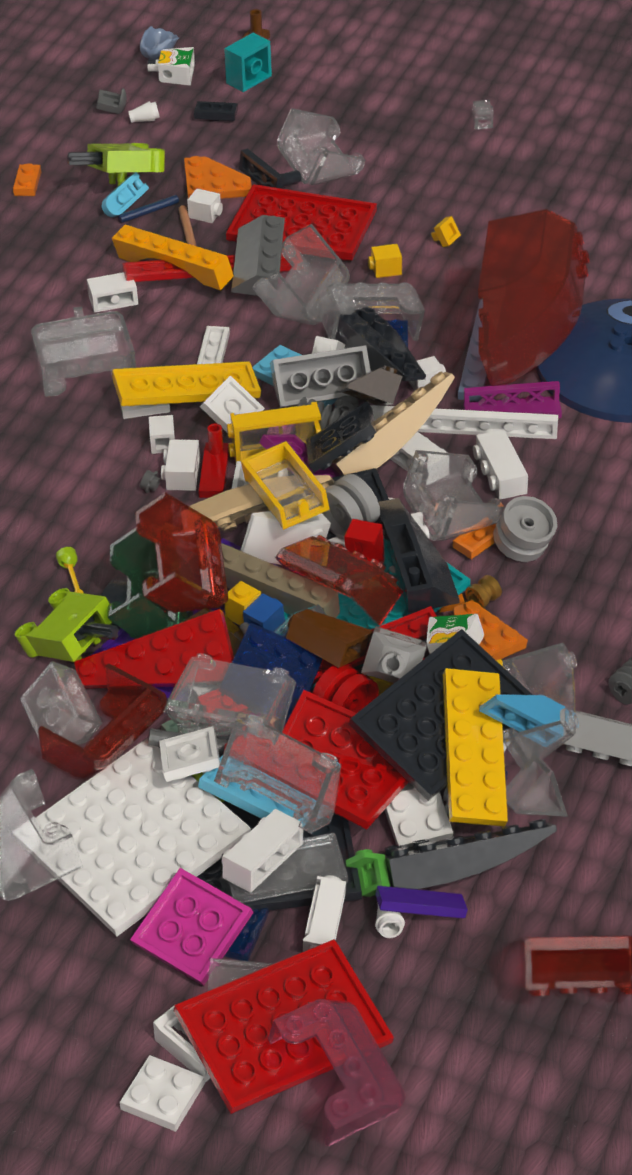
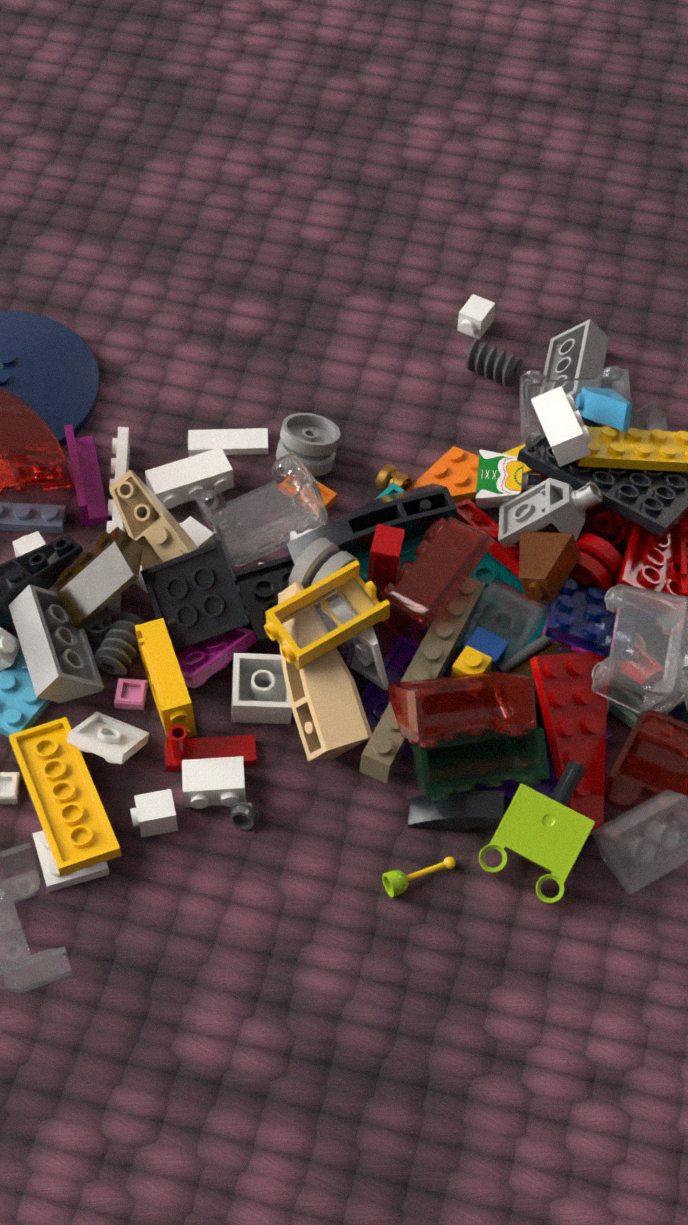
camera: 100 degrees left, 10 degrees up
(484, 655) = (562, 425): none -> white brick
(551, 489) = (230, 440): none -> white tile

